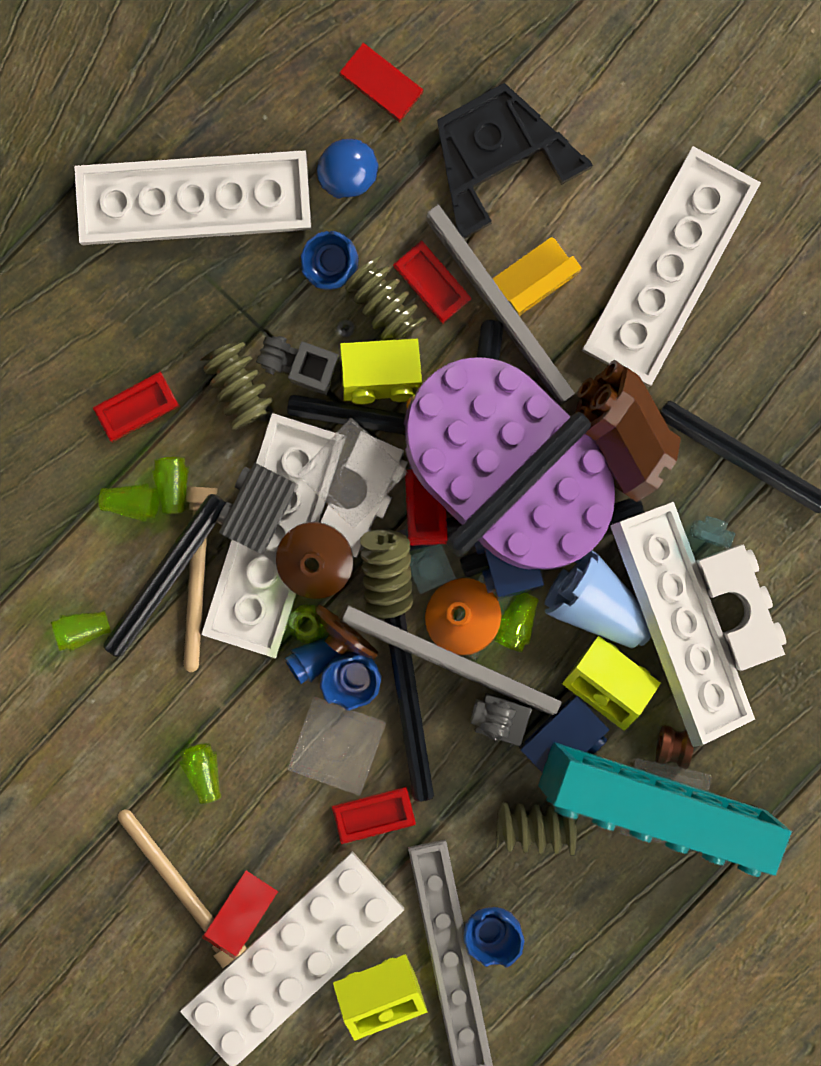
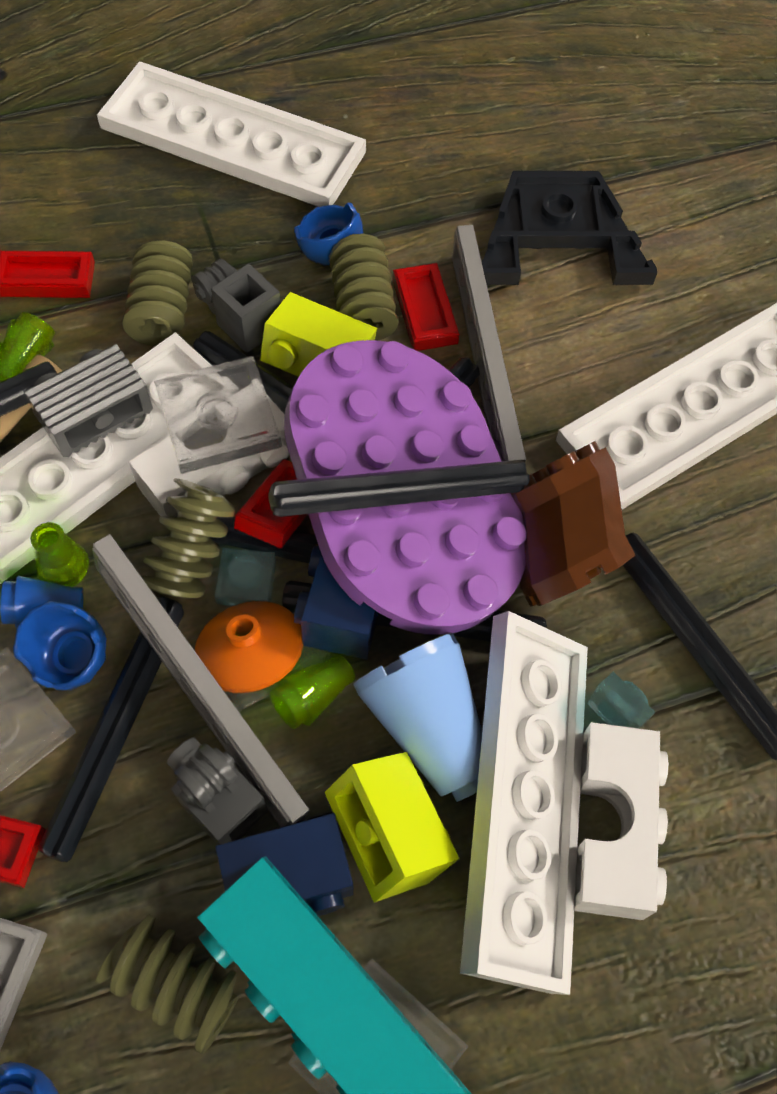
camera: 25 degrees right, 25 degrees down
(327, 547) = (127, 498): reddish brown dish -> none
(343, 636) = (86, 584): reddish brown dish -> none
(347, 168) = (398, 175): blue hair -> none
(381, 82) = (475, 132): red tile -> none
(536, 275) = (548, 351): yellow panel -> none
(674, 747) = (433, 970): copper wheel -> none

